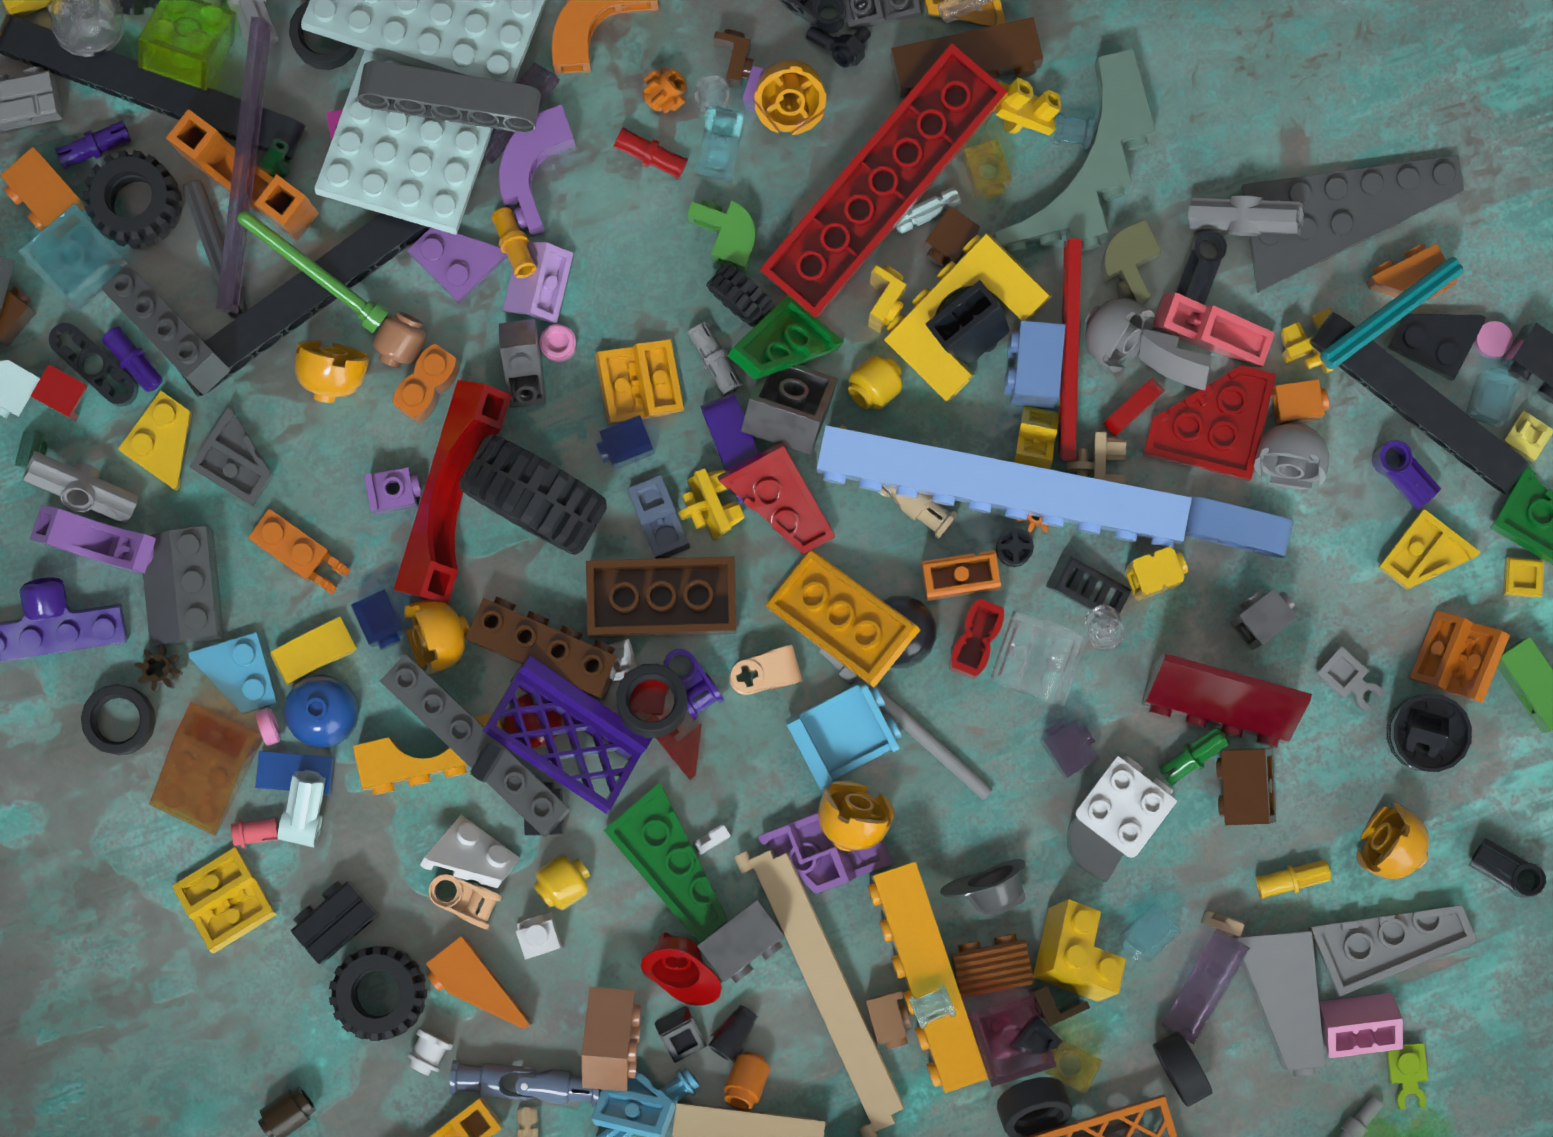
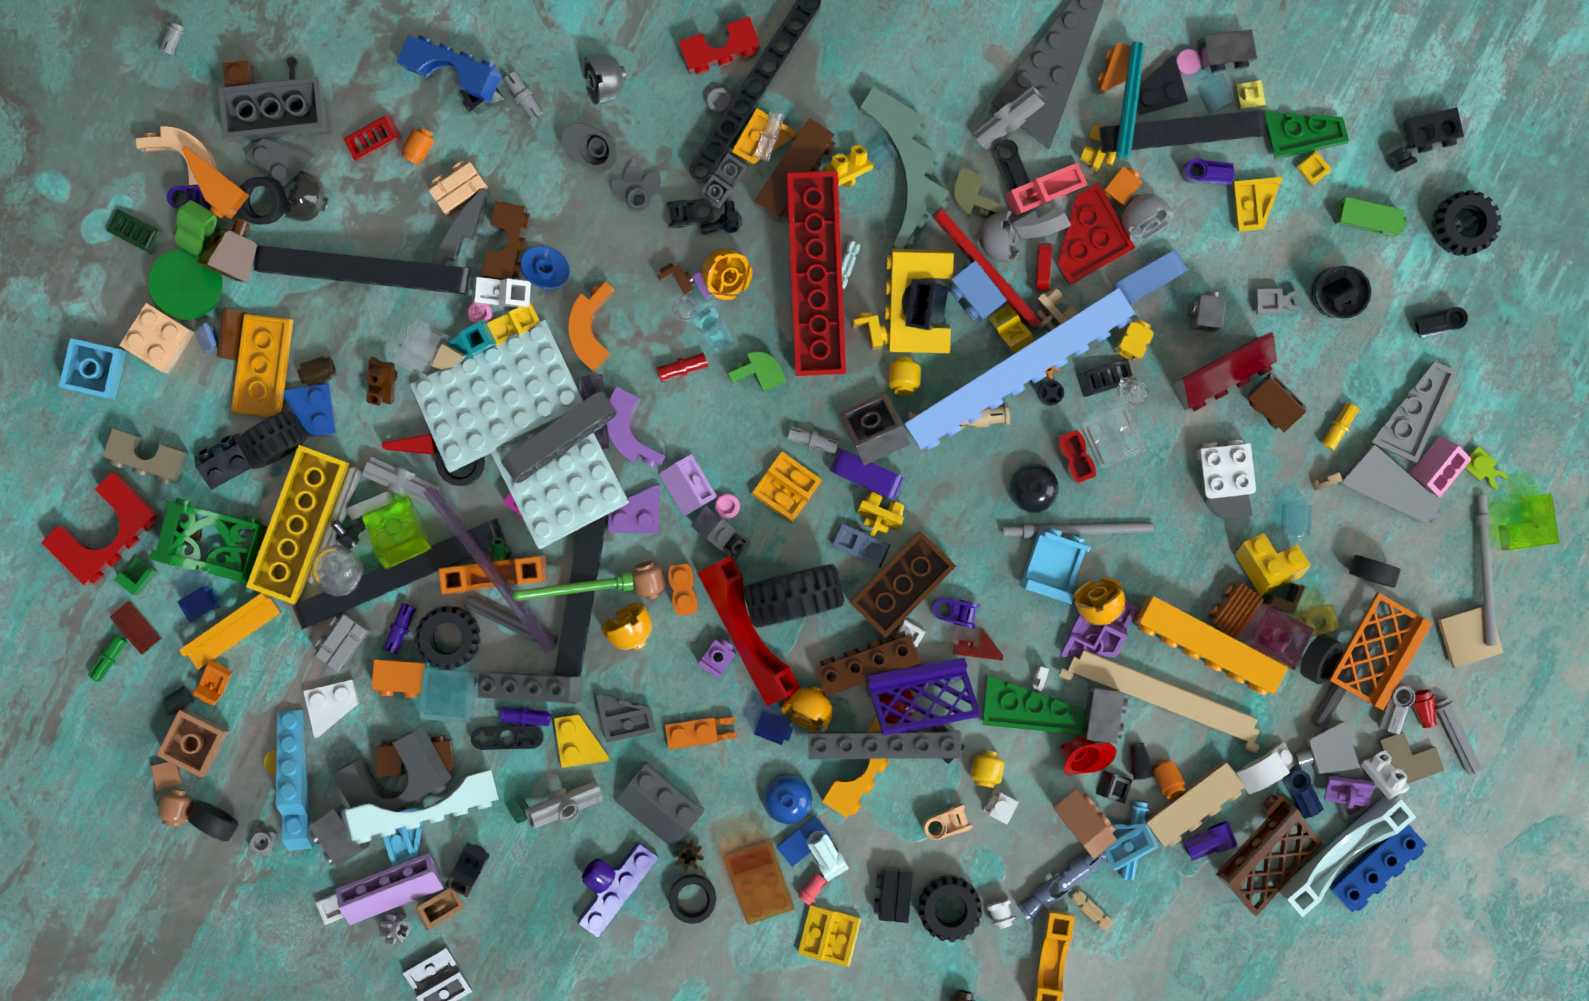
camera: 45 degrees left, 5 degrees up
(59, 392) = (506, 767): red panel -> none
(93, 539) = (595, 823): medium lavender arch -> none
(239, 672) = (728, 818): medium azure wing -> none
(268, 726) = (769, 831): bright pink tile -> none
(313, 651) = (755, 773): yellow slope -> none
(471, 854) = (930, 798): white wing -> none
(471, 980) = (986, 859): orange slope -> none
(486, 762) = (901, 748): black tile -> none
(513, 242) = (658, 478): light orange pin -> none
(625, 443) = (809, 524): clear blue brick -> none
(639, 675) = (949, 621): black tyre -> none
(649, 697) = (939, 640): red panel -> none
(664, 89) = (658, 329): orange gear -> none
(740, 294) = (796, 397): black tyre -> none
(772, 670) = (990, 567): light nougat piece -> none
(779, 493) = (913, 478): red wing -> none
(783, 340) = (840, 400): green wing -> none
(842, 618) = (1001, 509): light orange tile -> none
(888, 1019) = (1209, 682): medium nougat brick -> none
(932, 1006) = (1230, 659): clear light blue bush -> none
(950, 237) = (873, 268): reddish brown brick -> none
(960, 575) = (1038, 433): orange brick -> none
(991, 154) = (854, 205): clear yellow brick -> none
(991, 890) = (1198, 573): dark grey piece -> none
(1035, 1038) = (1291, 625): black tile -> none
(1069, 747) = (1171, 466): clear purple brick -> none
(1194, 755) = (1236, 412): green axle -> none
(1206, 986) = (1348, 520): clear purple tile -> none
(1394, 843) = (1374, 362): light orange cylinder -> none
(1459, 656) = (1319, 239): orange slope -> none

